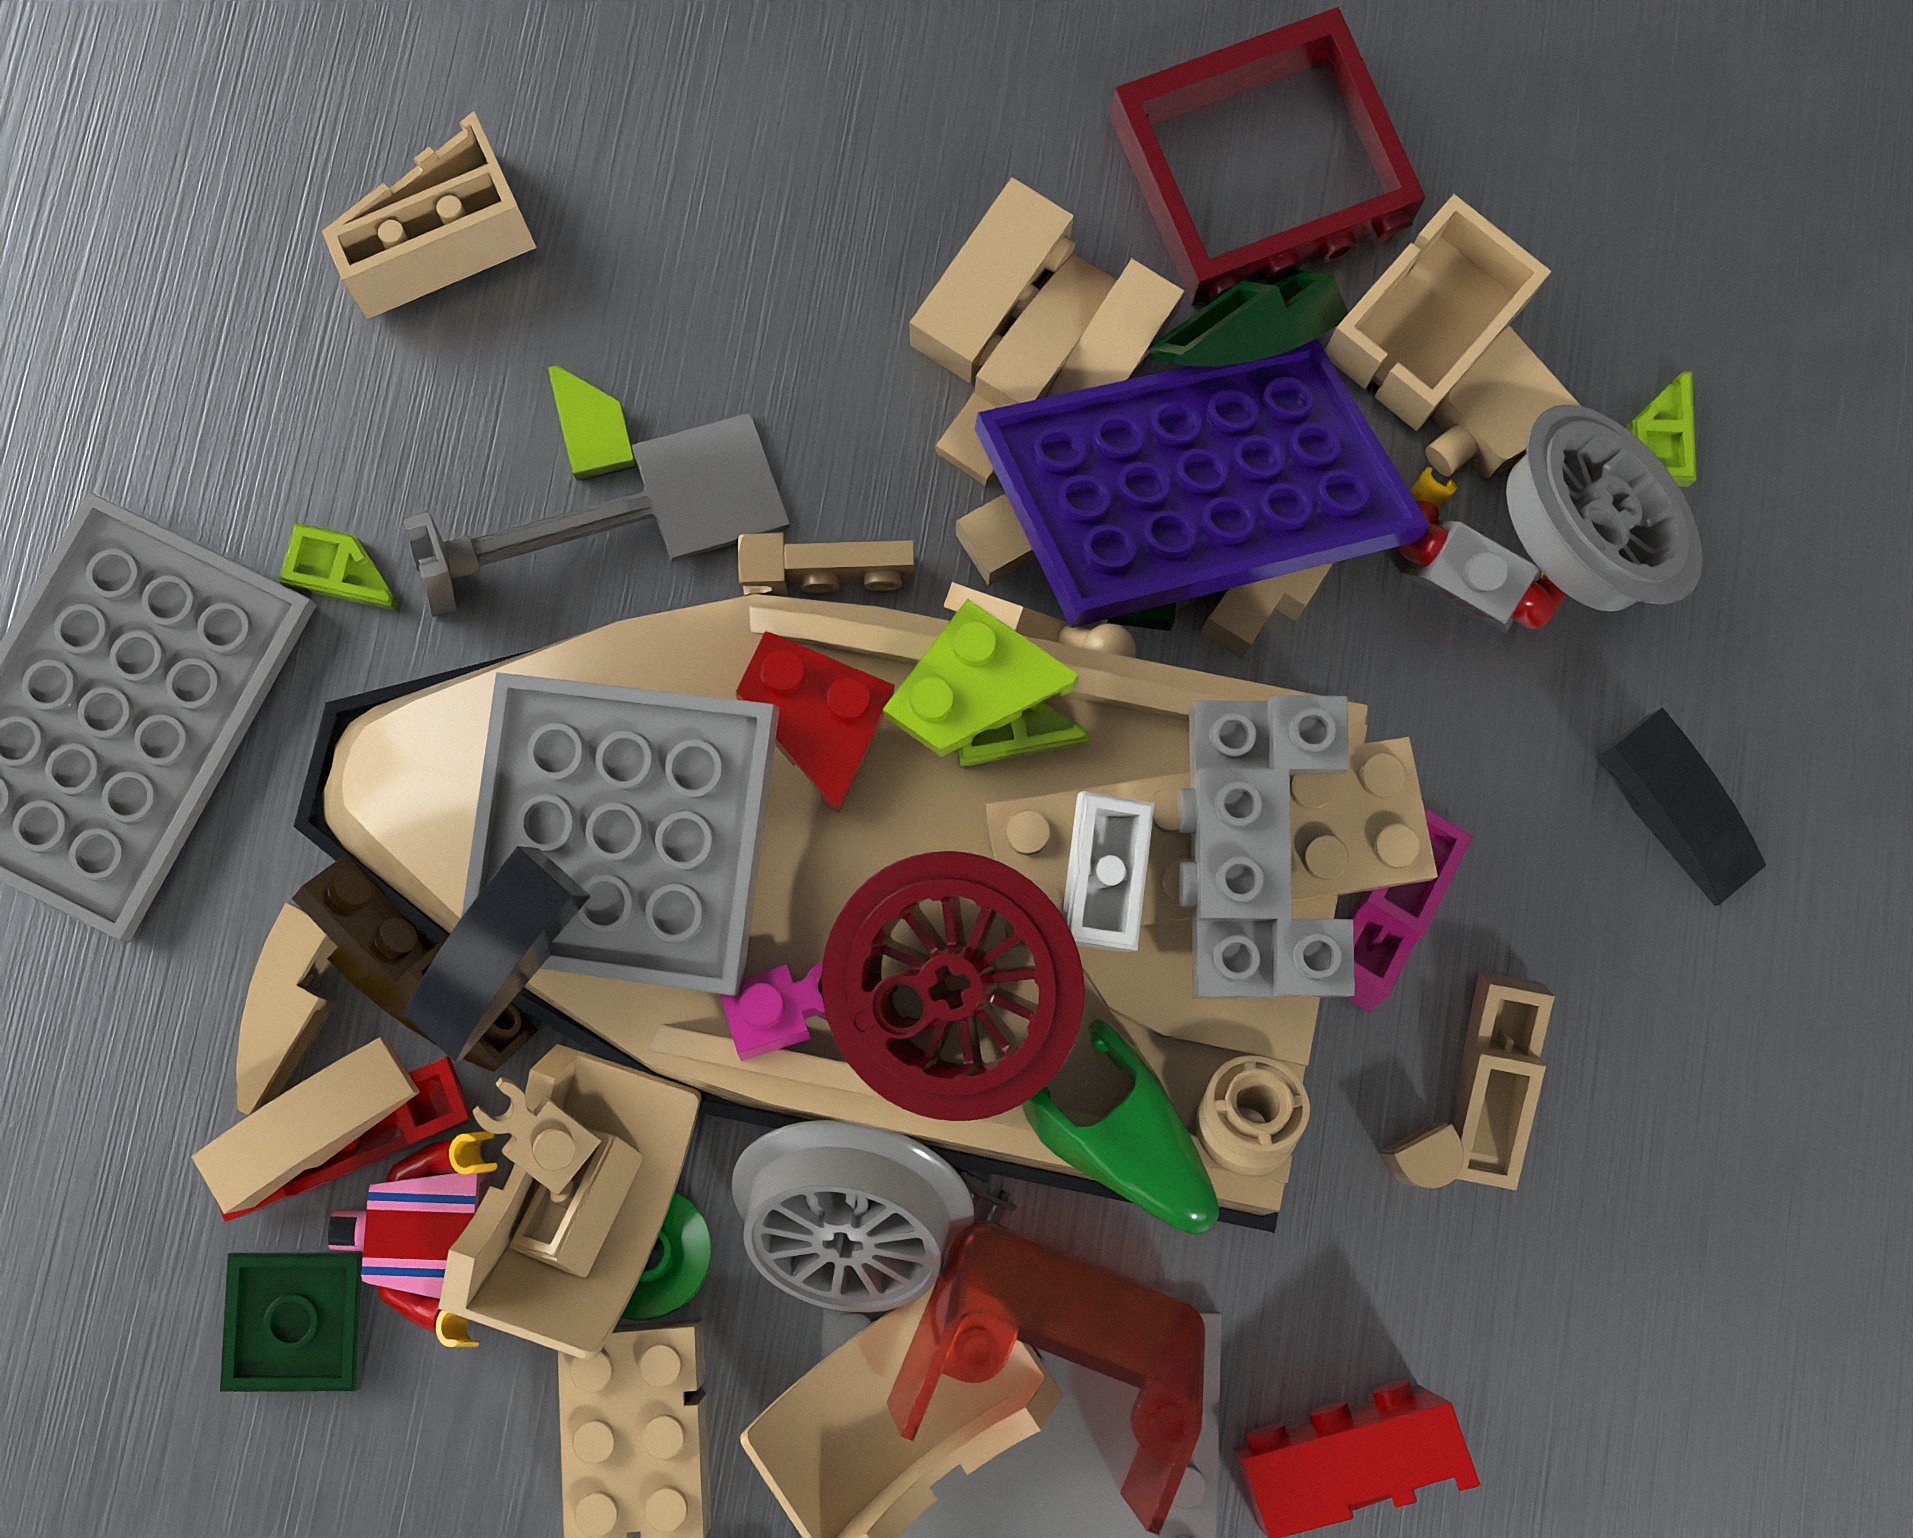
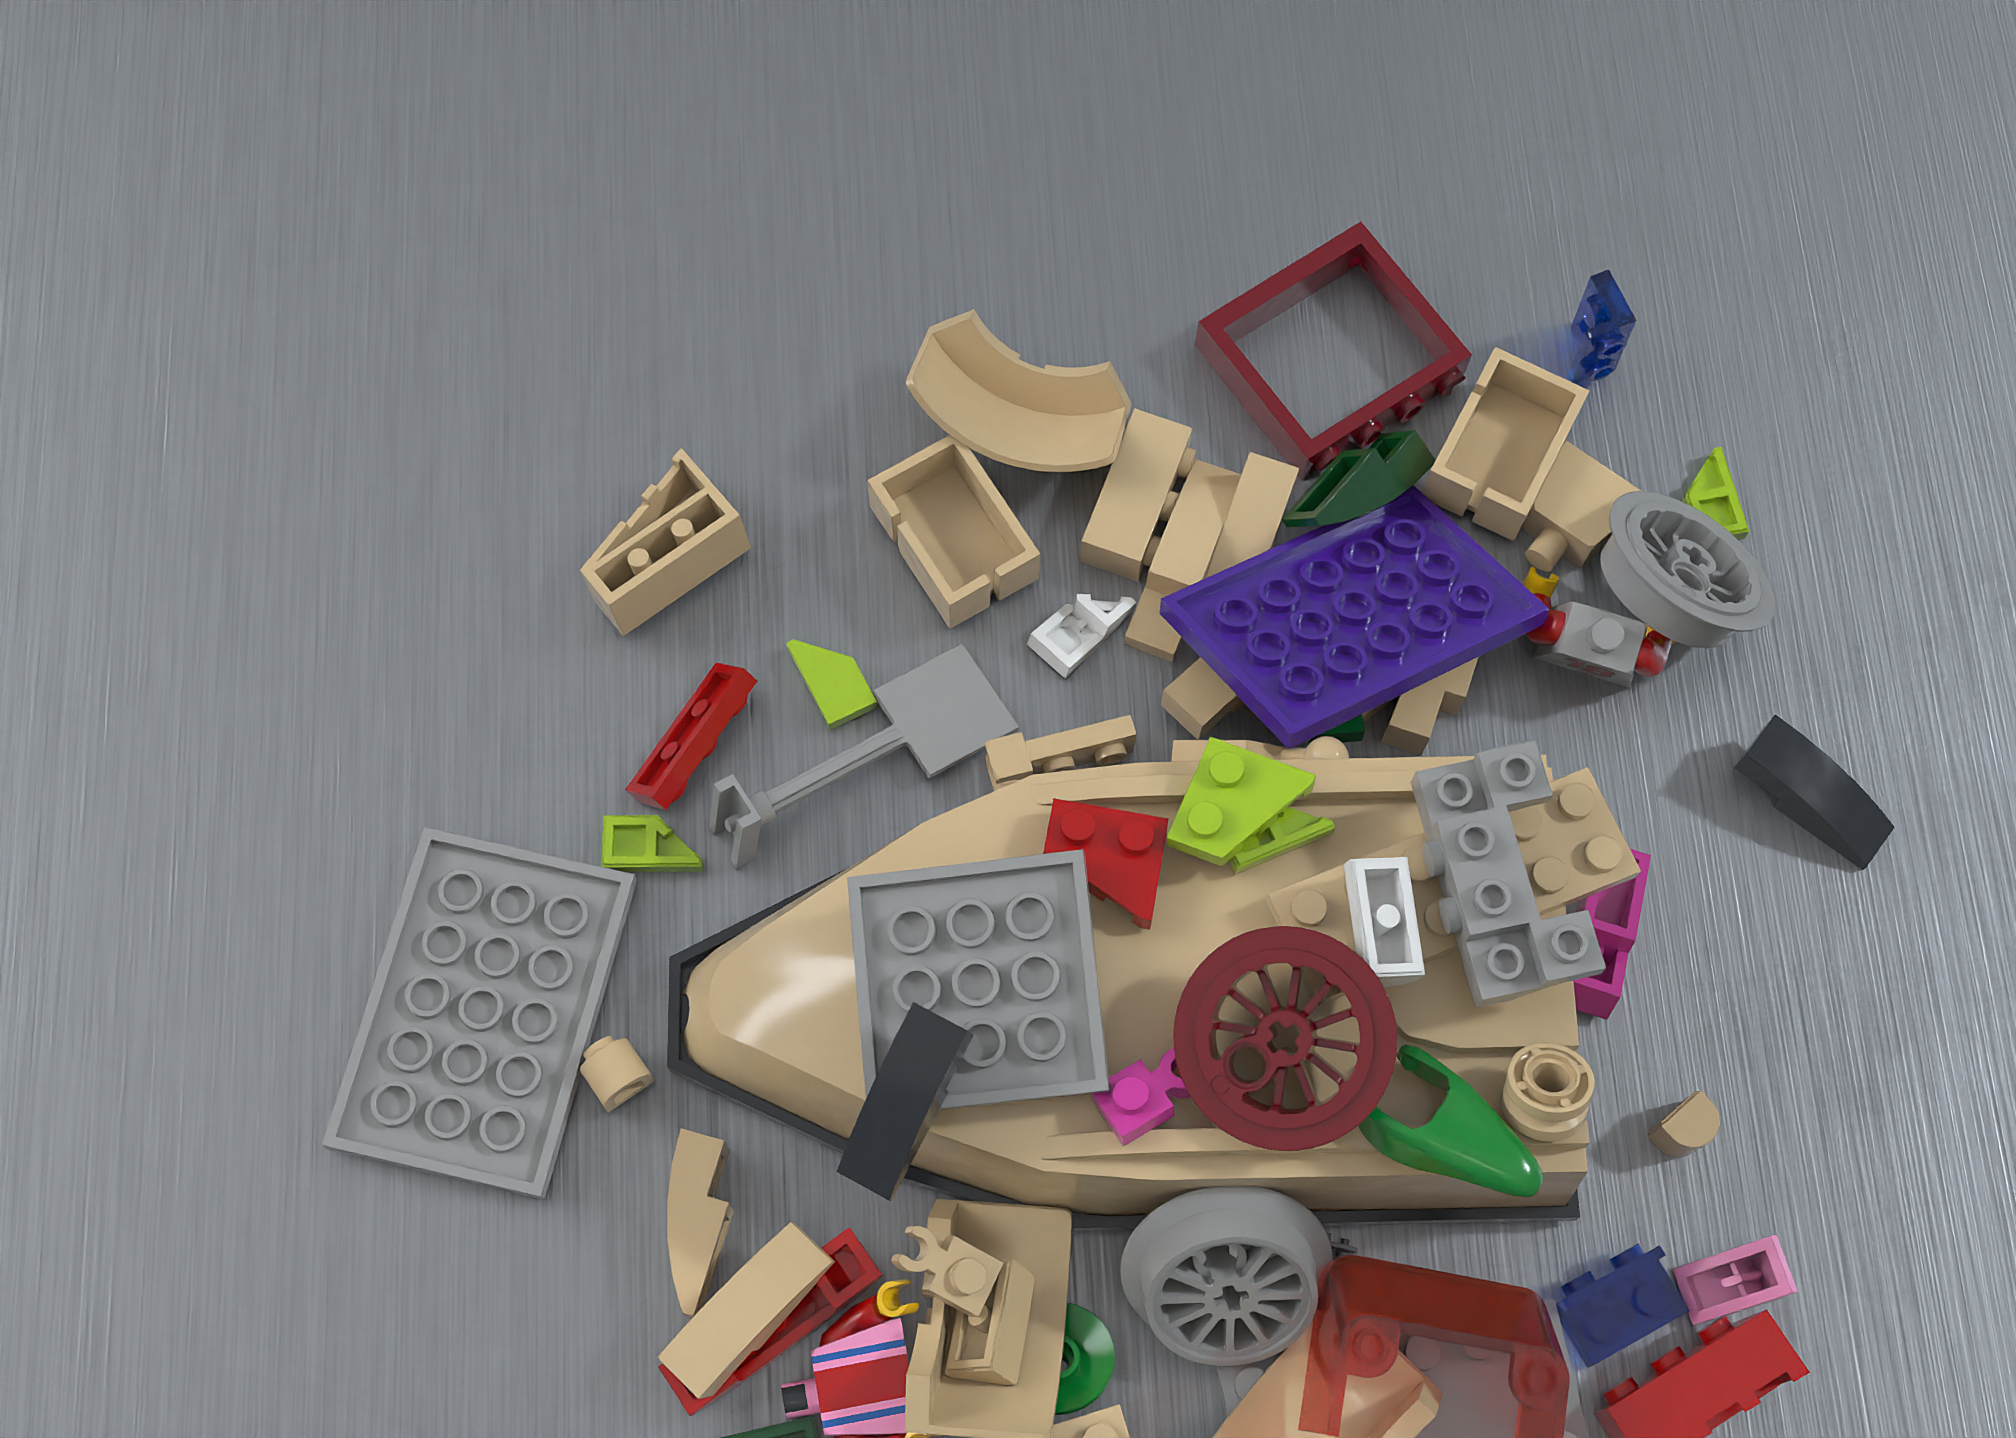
camera: 10 degrees left, 10 degrees down
(235, 818) = (614, 1071): none -> tan plate
(390, 956) = (790, 1166): dark brown slope -> none
(414, 453) = (691, 736): none -> red plate
(767, 274) = (953, 529): none -> tan piece
(869, 147) = (1014, 409): none -> tan panel
(885, 427) = (1078, 631): none -> white slope
(1294, 1338) = (1620, 1306): none -> clear blue bracket
(1431, 1344) = (1735, 1280): none -> bright pink slope
(1501, 1077) = (1729, 1046): tan slope -> none
(1586, 199) = (1600, 329): none -> clear blue bracket

